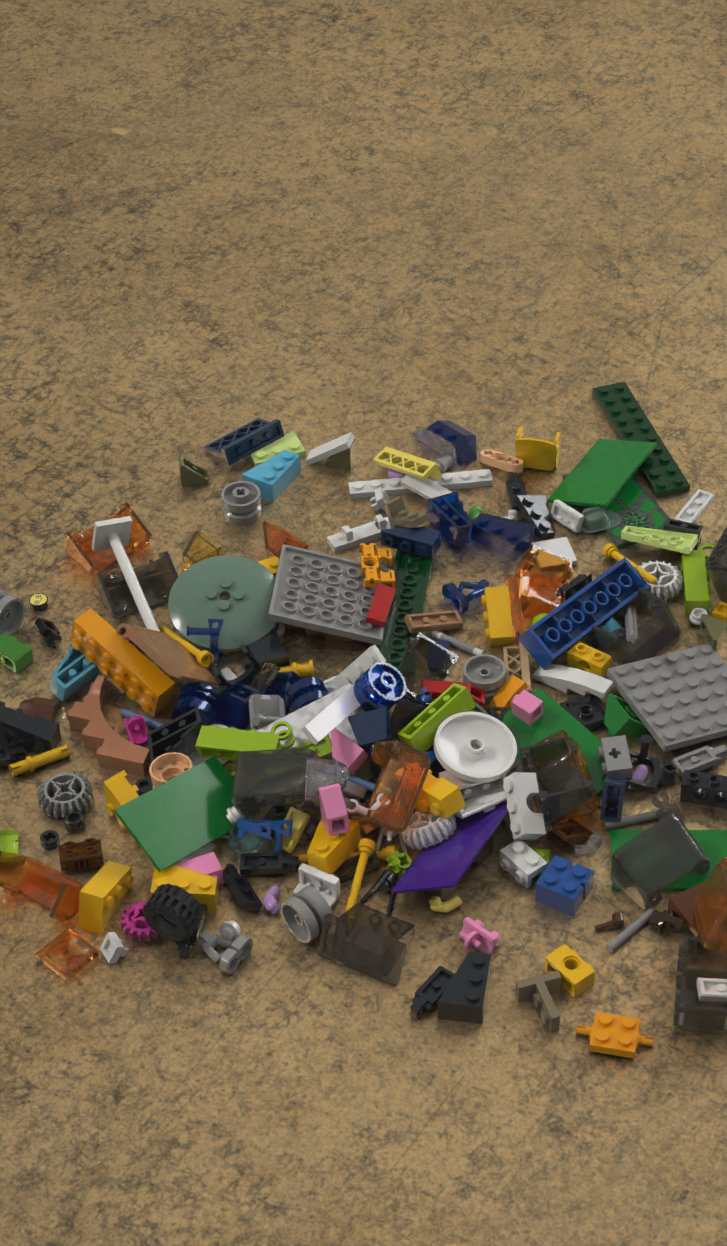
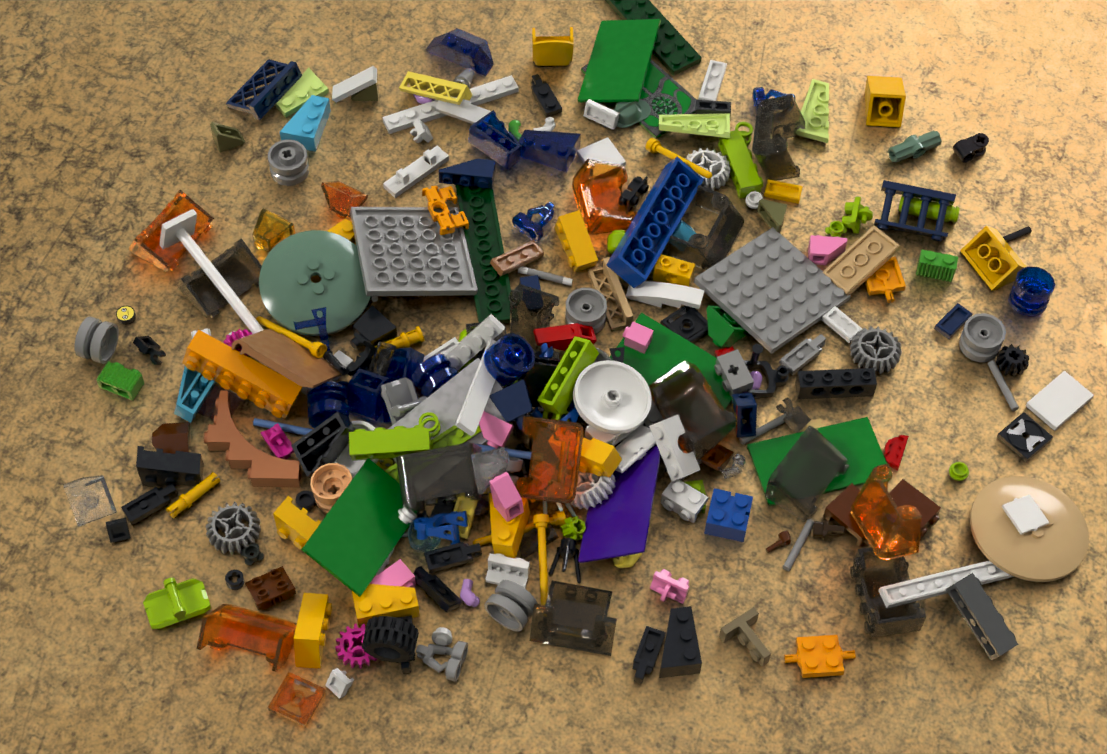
camera: 20 degrees left, 15 degrees up
(363, 810) = (535, 487): white arm -> none
(380, 605) = (464, 252): red tile -> none
(402, 518) = (452, 152): dark tan bracket -> none
(501, 461) = (511, 63): light nougat beam -> none
(506, 693) = (611, 326): light orange slope -> none
(516, 612) = (592, 231): clear orange axle -> none
(537, 512) = (573, 117): wing -> none
(574, 972) = (757, 590): yellow brick -> none
(631, 624) = (704, 228): light grey axle -> none

